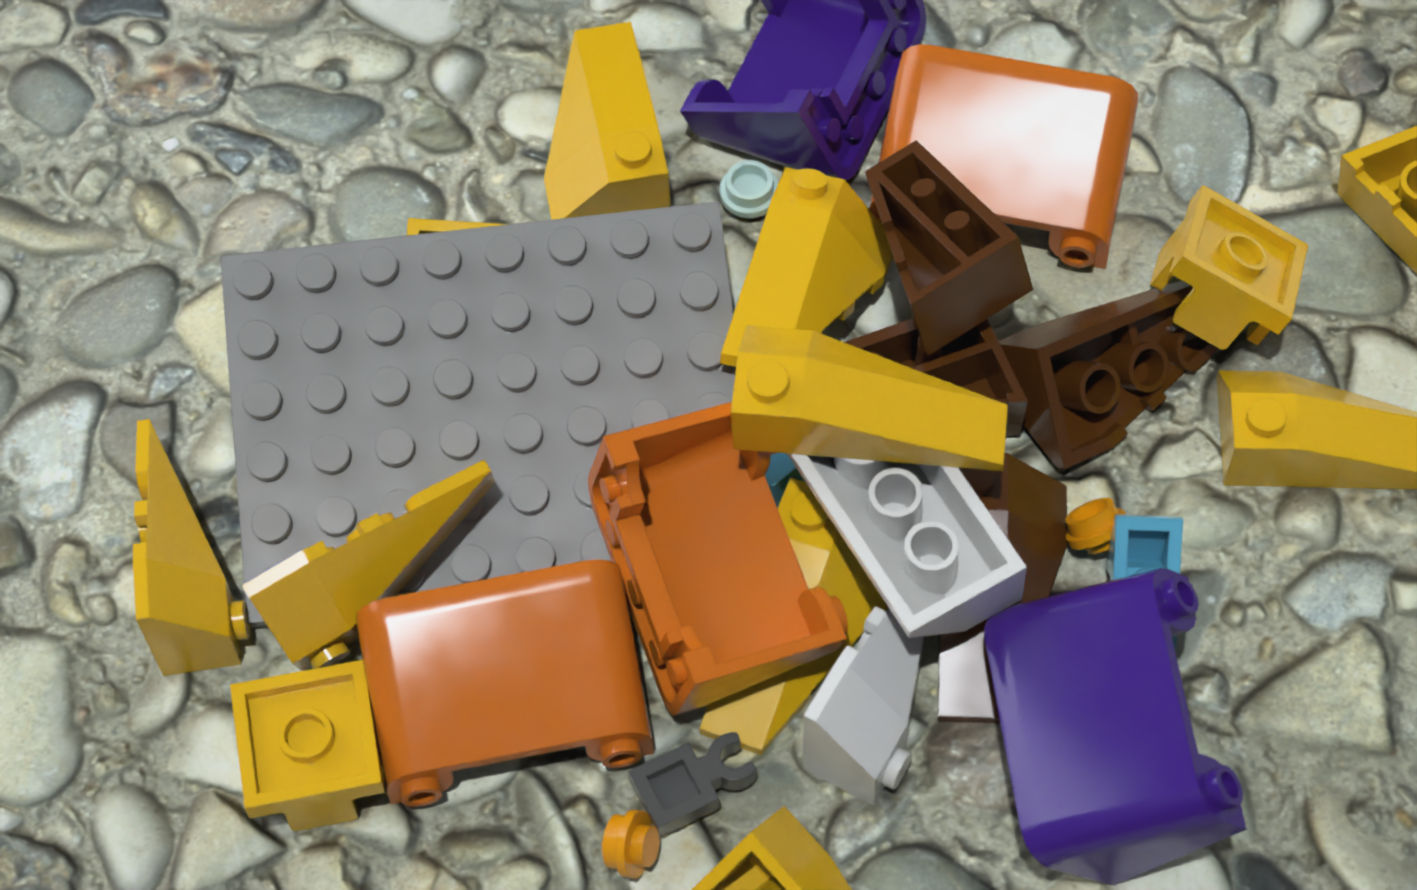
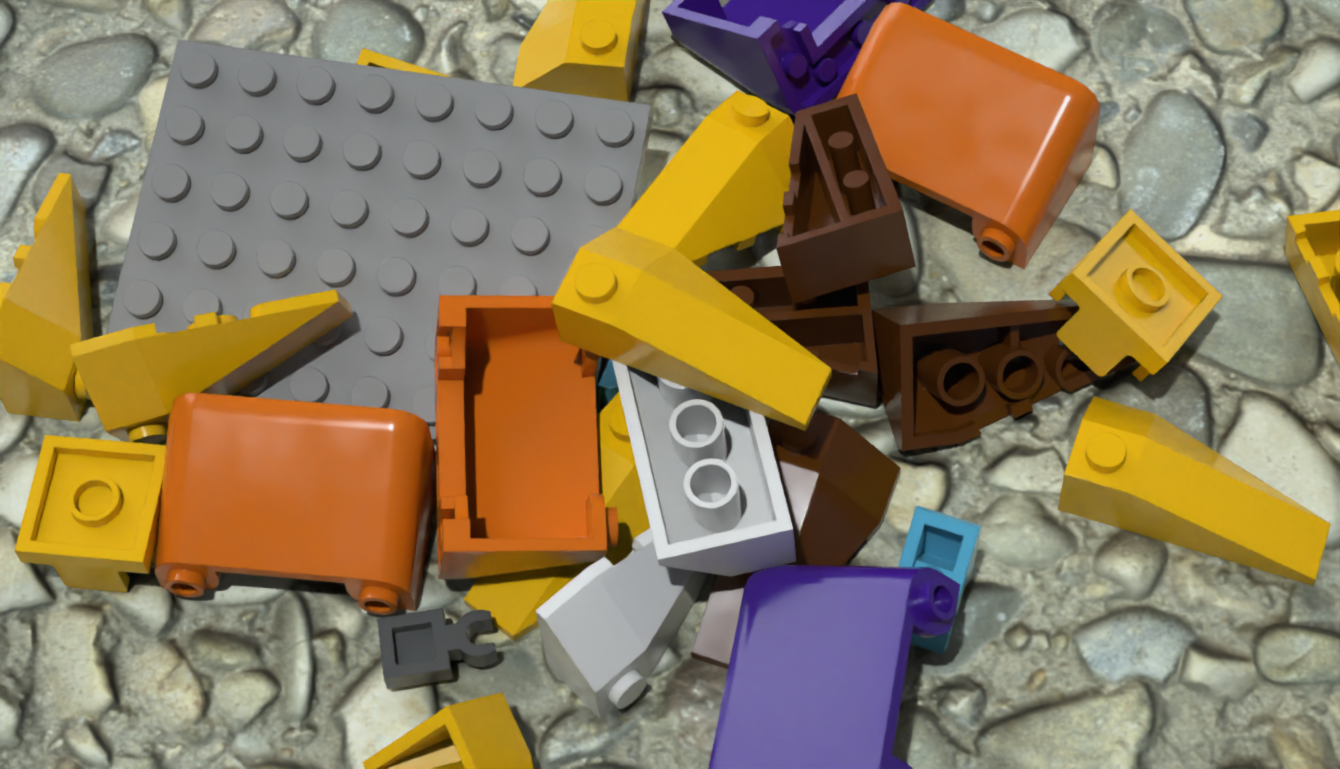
camera: 20 degrees right, 0 degrees up
(630, 843) = (354, 686): light orange plate -> none
(748, 189) = (700, 98): light aqua plate -> none
(1092, 525) = (900, 507): light orange plate -> none

